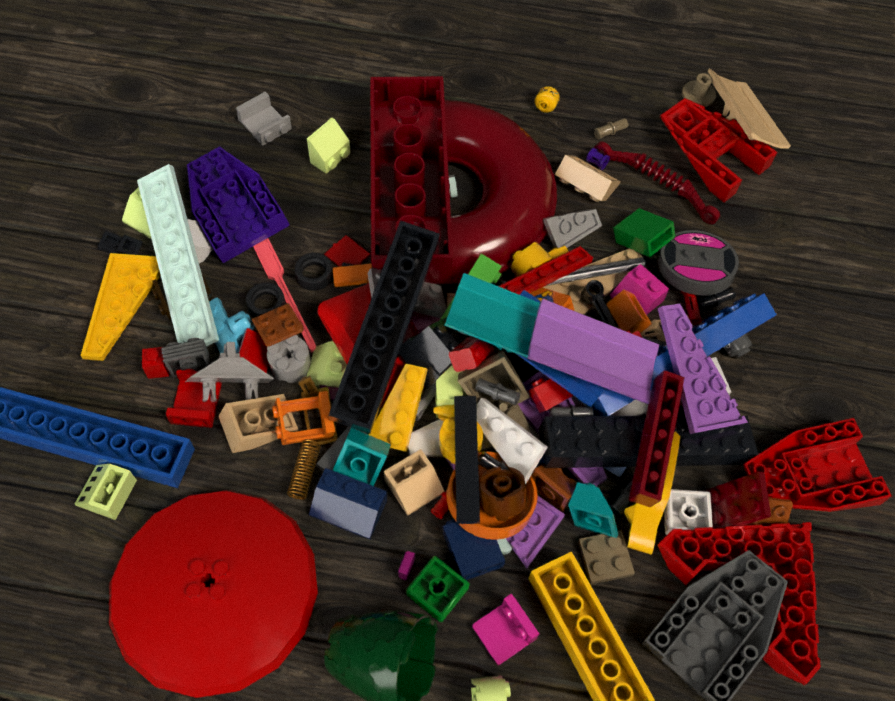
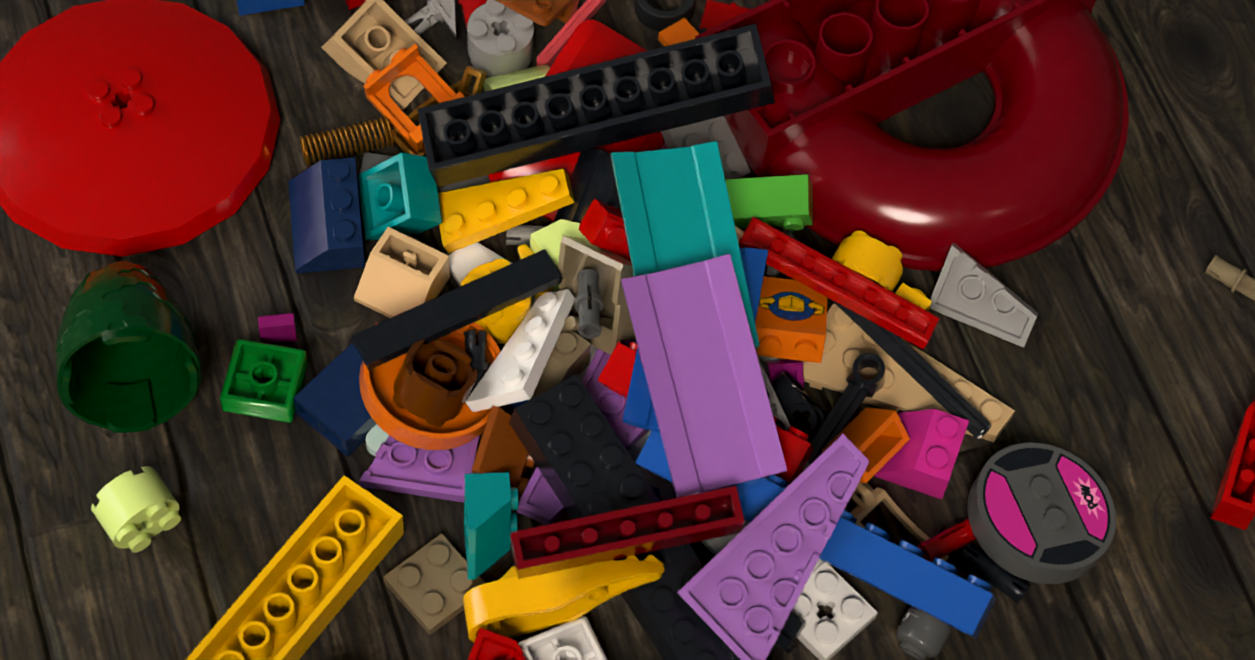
camera: 60 degrees right, 0 degrees up
(452, 186) = (946, 101): light aqua tile -> none
(505, 630) = (251, 493): dark pink bracket -> none
(547, 99) = (1223, 158): yellow head -> none
(570, 411) = (614, 411): dark grey axle -> none
(586, 178) = (1103, 284): tan slope -> none
(597, 158) = (1153, 287): dark purple bush -> none
(644, 232) = (1041, 406): green brick -> none
(685, 188) = (1192, 394): dark red piece -> none

